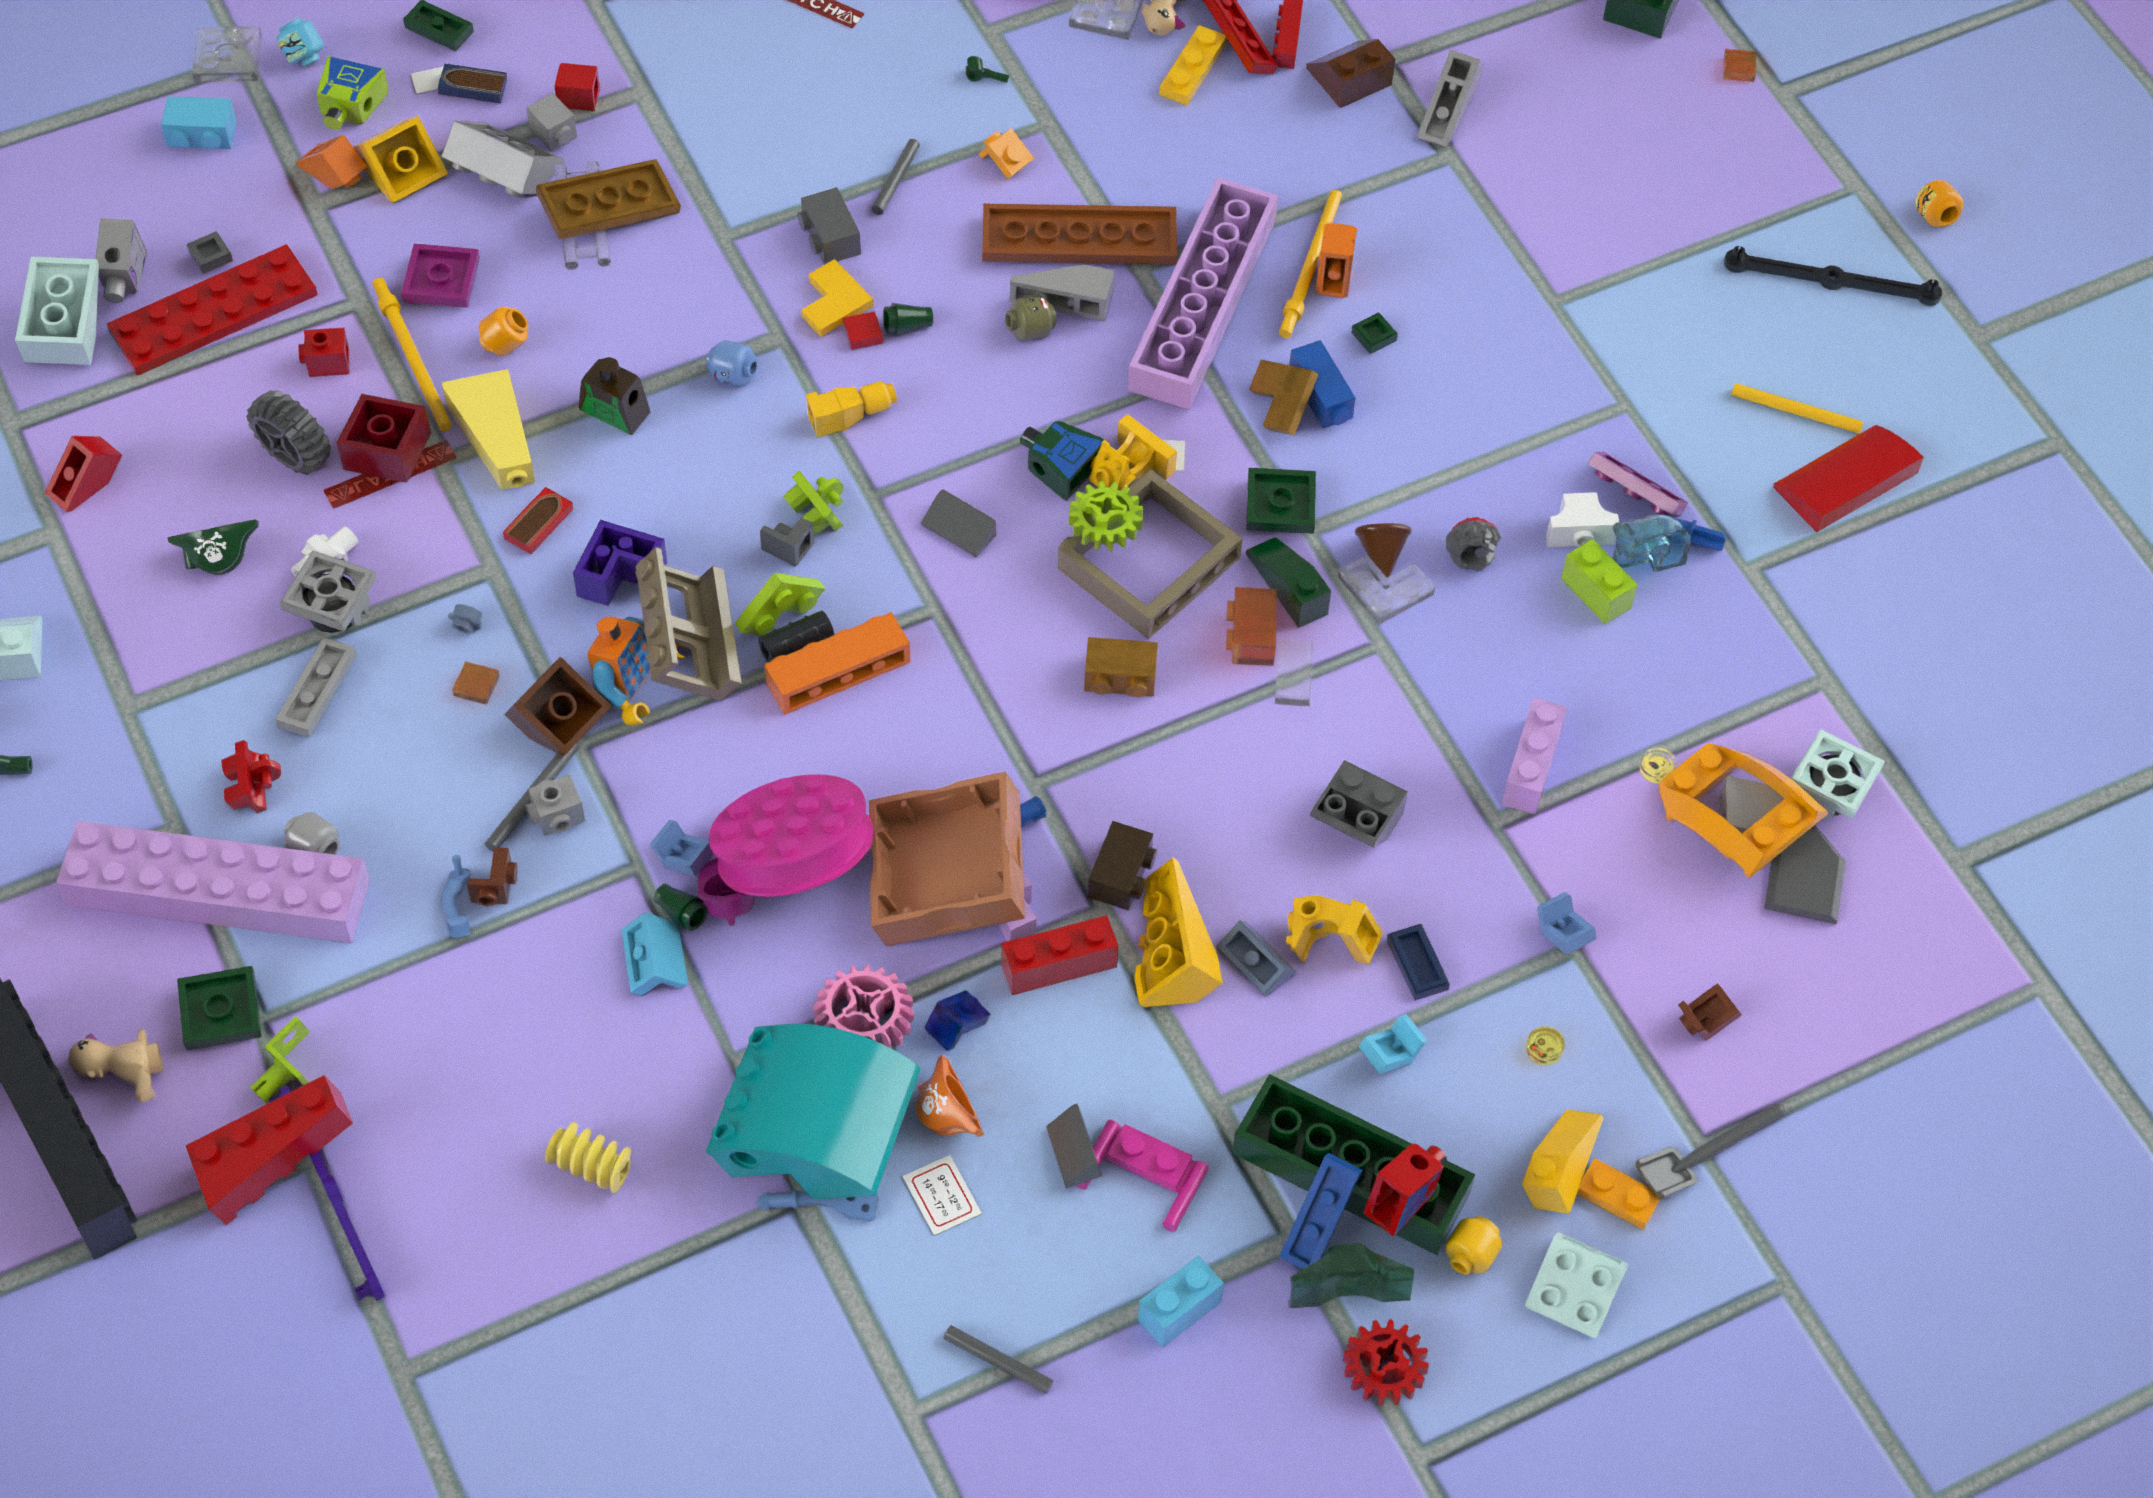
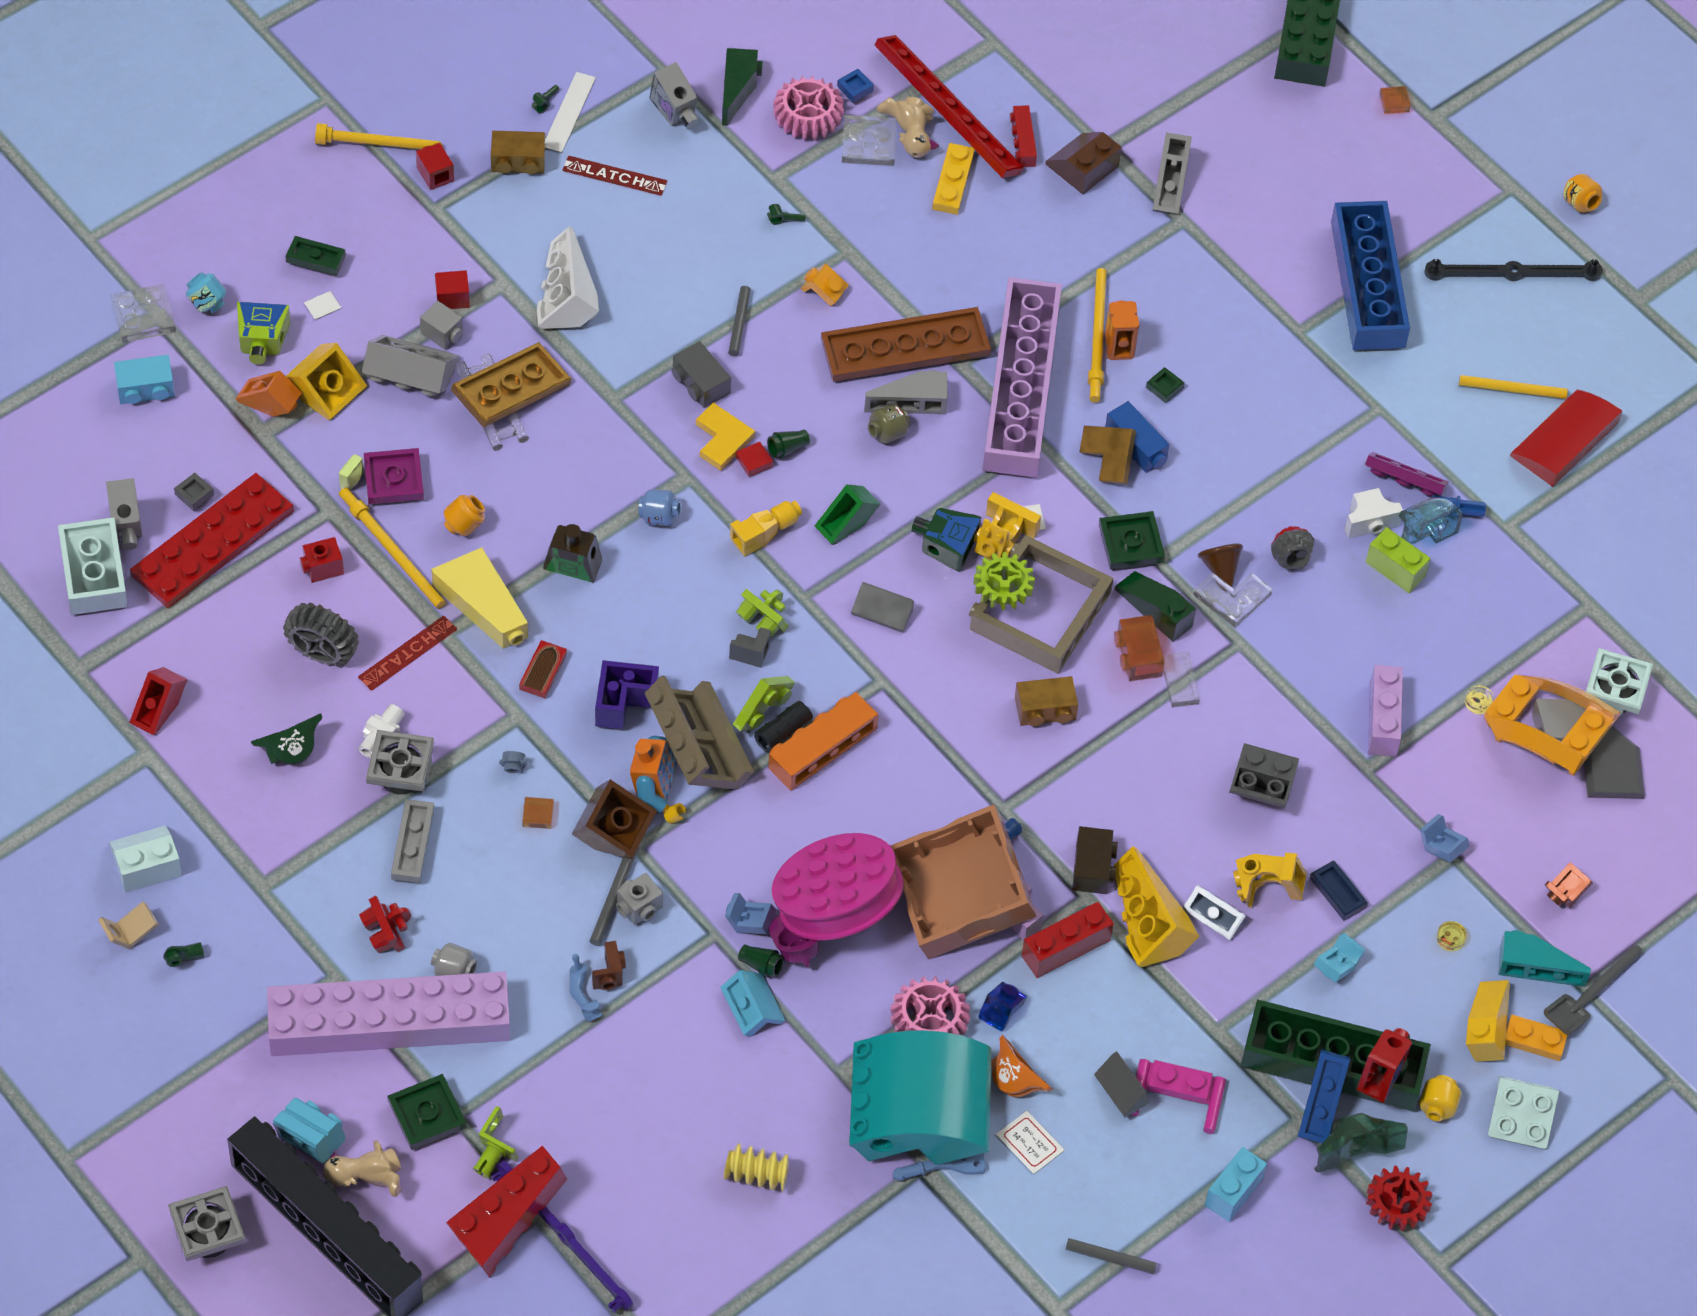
camera: 15 degrees left, 0 degrees up
(69, 1000) = (310, 1129): none -> medium azure brick
(384, 438) = (399, 624): dark red brick -> none
(392, 262) = (351, 472): none -> yellowish green tile
(472, 83) = (361, 302): tile -> none
(710, 107) = (569, 289): none -> white wedge
(950, 408) = (847, 513): none -> green slope
(1644, 1096) = (1535, 959): none -> teal slope
(1654, 251) = (1370, 275): none -> blue brick

